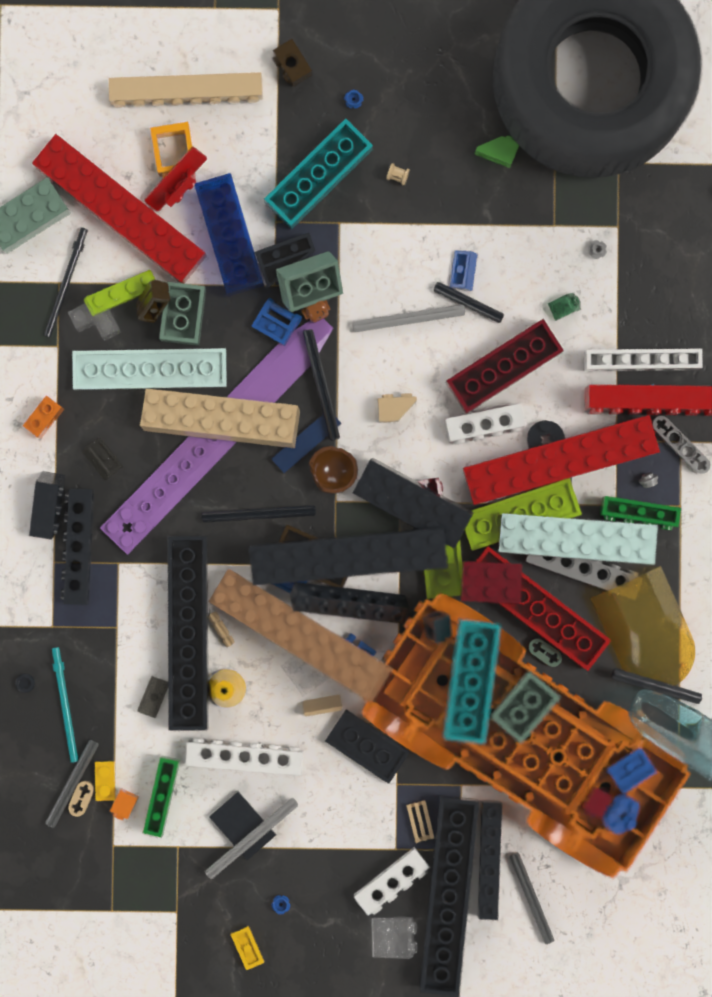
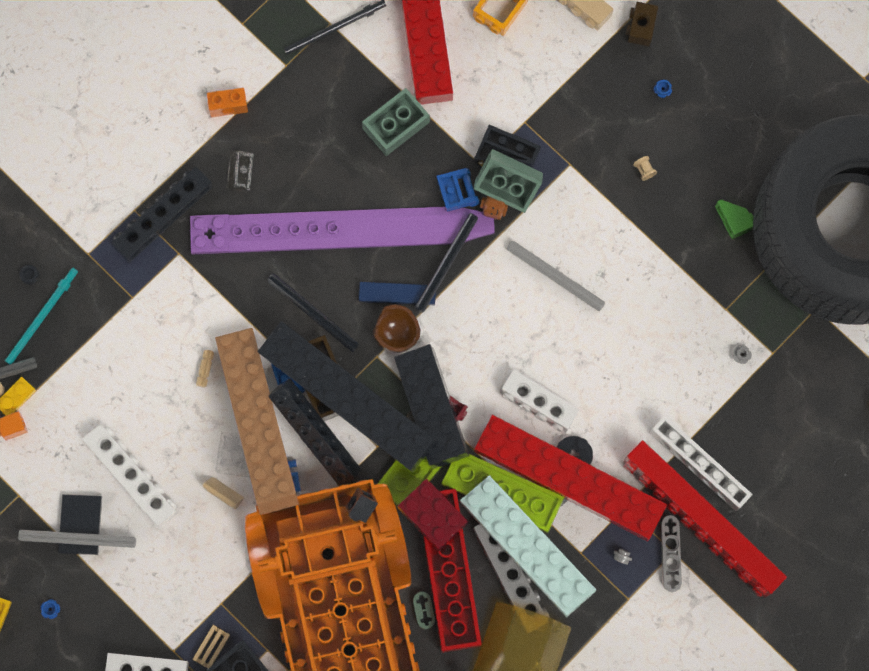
camera: 45 degrees right, 10 degrees down
(46, 505) = (168, 164): black wedge -> none
(104, 321) = (334, 65): clear brick -> none
(118, 293) = (366, 67): lime plate -> none
(149, 369) = (335, 139): light aqua plate -> none
(153, 301) = (383, 92): dark brown brick -> none
(153, 696) = (109, 370): clear smoke slope -> none
(161, 796) = (43, 445): green brick -> none
(177, 181) = (481, 26): red bracket -> none
(188, 633) = (178, 347): black brick -> none
(220, 418) = (351, 217): tan brick -> none
(229, 234) = (482, 98): clear blue brick -> none
(233, 682) = (167, 414): yellow cone -> none
(318, 174) = (587, 115): teal brick -> none
(367, 746) = (226, 553): black plate -> none
(394, 408) = (483, 329): tan slope -> none
(463, 270) = (628, 279): blue slope -> none
(468, 302) = (610, 305): black axle -> none
(471, 681) = (347, 566): teal brick -> none
(504, 366) = (593, 372): dark red brick -> none
(524, 706) = (368, 624): sand green brick -> none
(564, 306) = (679, 372): clear green bracket -> none
(640, 511) = (591, 568): green brick -> none

